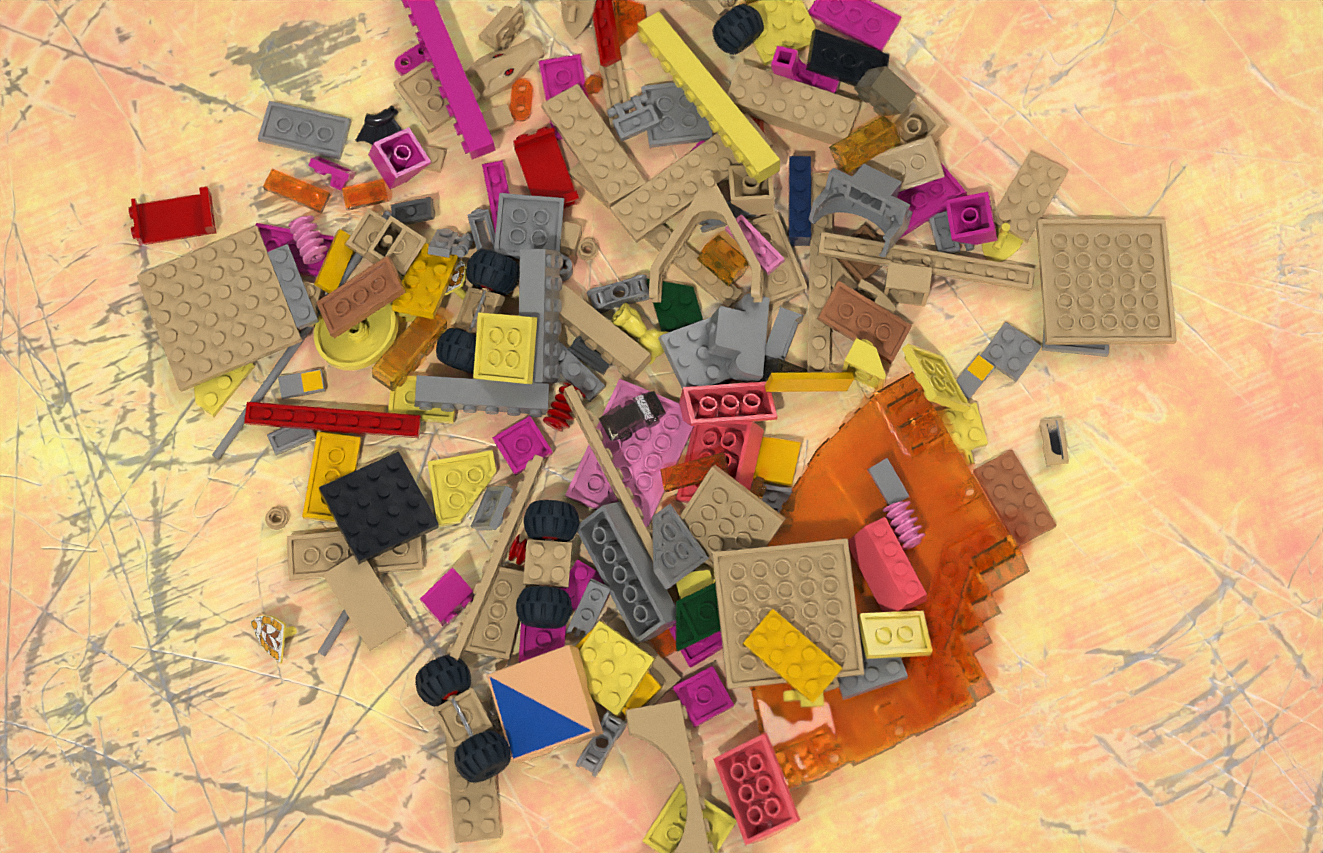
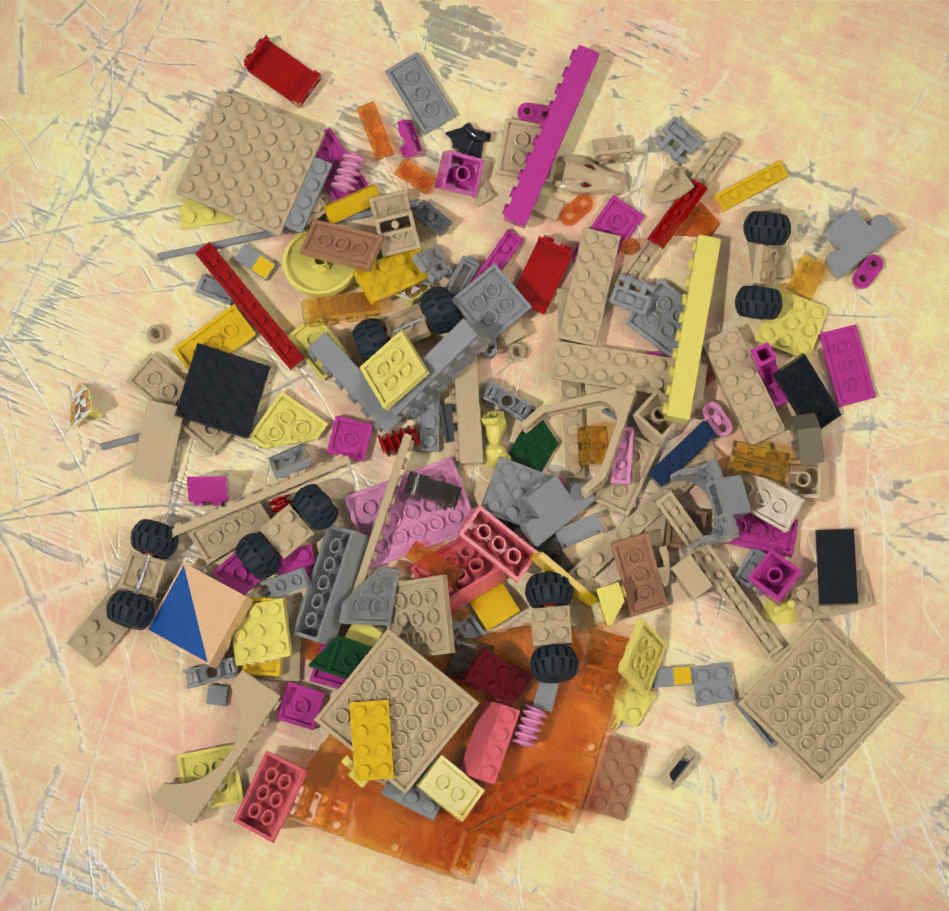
camera: 40 degrees right, 10 degrees up
(625, 758) = (217, 695): none -> light grey tile
(798, 146) = (717, 419): none -> bright pink plate
(803, 519) = (465, 653): none -> clear smoke slope
(838, 510) = (497, 677): none -> dark red plate
(868, 444) = (551, 628): none -> black plate
(1009, 168) = (836, 567): none -> black tile

